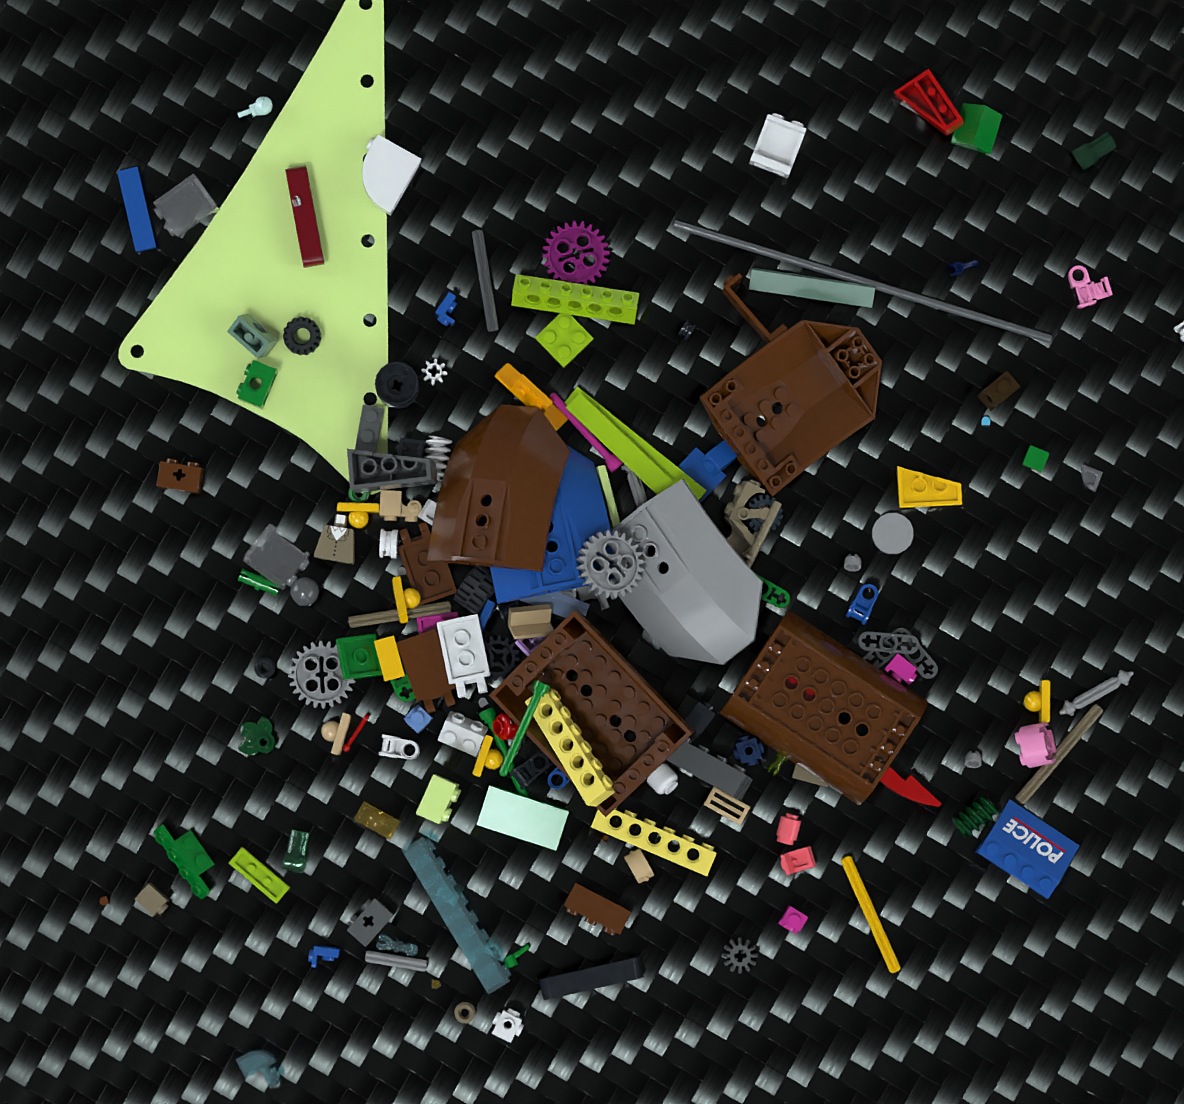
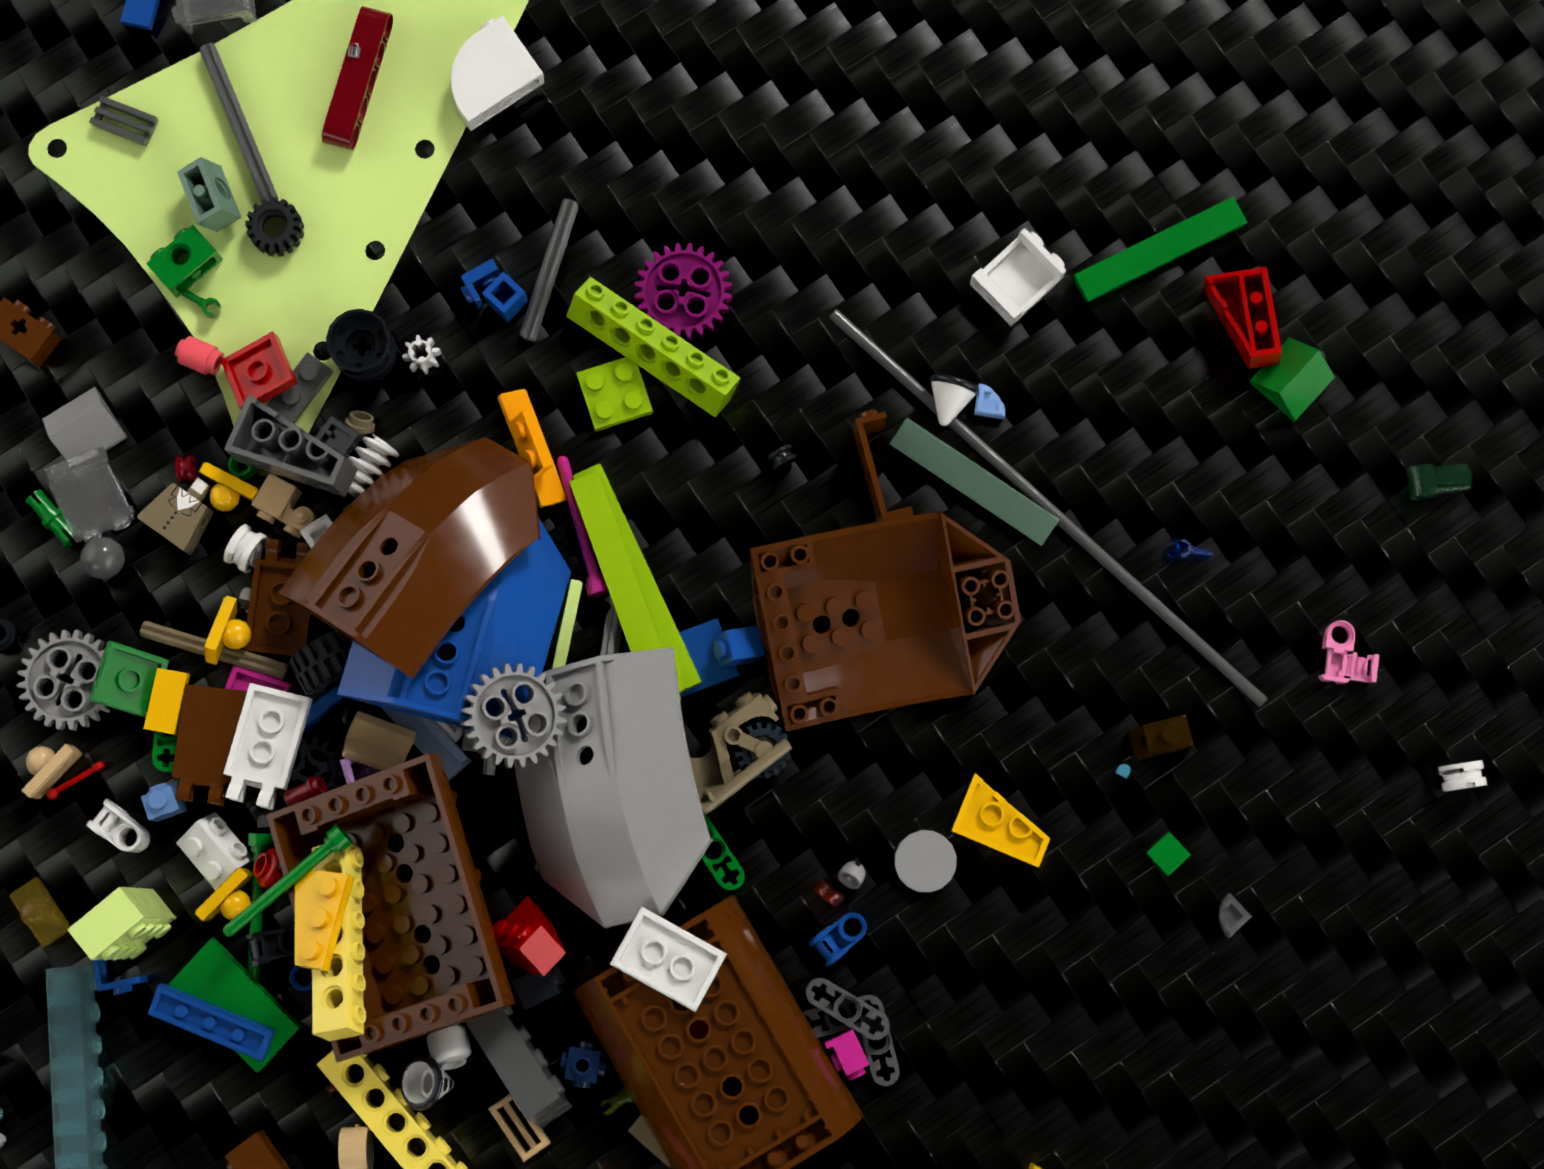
camera: 25 degrees right, 5 degrees down
(189, 312) = (101, 111): none -> dark grey tile
(244, 281) = (238, 122): none -> dark grey axle
(248, 517) = (83, 425): none -> light grey slope
(279, 405) = (203, 303): none -> green hand
(297, 439) = (199, 355): none -> coral brick
(325, 513) = (185, 469): none -> dark red bush
(340, 431) = (259, 370): none -> red plate
(418, 432) = (360, 422): none -> dark tan plate
(448, 840) = (120, 986): none -> blue bracket
(468, 311) = (505, 297): none -> blue brick
(503, 671) = (310, 789): none -> dark red pin
(514, 833) = (211, 1022): none -> blue tile
(553, 738) = (319, 913): none -> yellow wing
(659, 806) = (424, 1082): none -> hat
(682, 693) = (528, 940): none -> red wedge
(771, 662) = (668, 959): none -> white tile
(773, 242) = (951, 396): none -> white hat
(797, 233) = (988, 403): none -> light blue tile
(844, 580) = (828, 893): none -> clear red tile
(857, 85) = (1160, 249): none -> green tile

